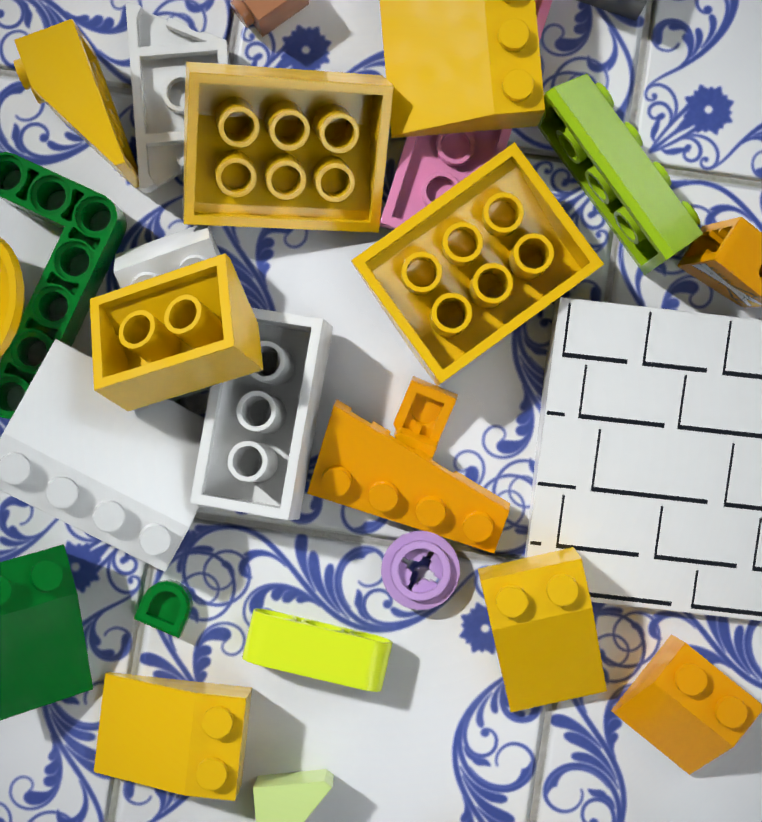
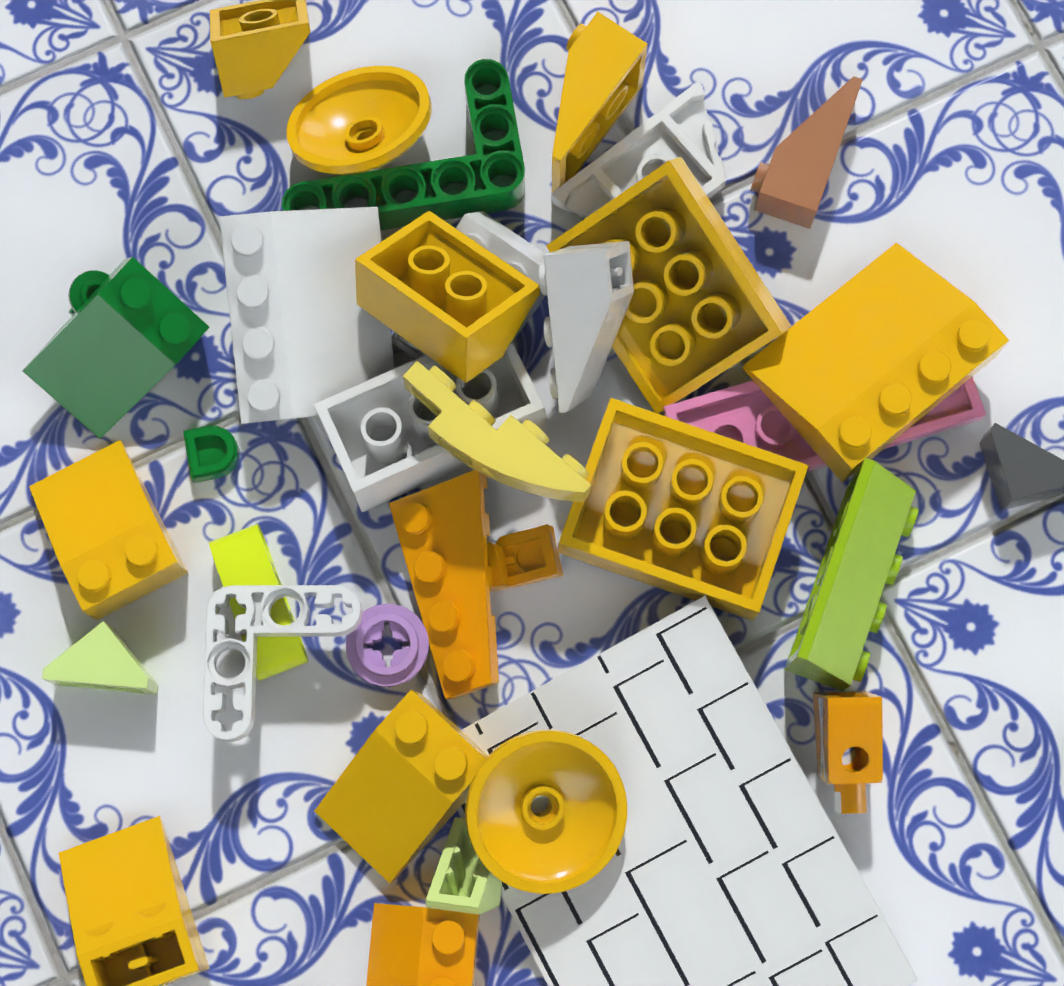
camera: 60 degrees right, 10 degrees down
(251, 217) = (587, 303): none -> white slope
(339, 667) = (258, 623): none -> white beam
(349, 373) = (511, 454): none -> light yellow slope
(643, 626) = (461, 878): none -> yellowish green slope
(670, 545) = (566, 840): none -> yellow dish

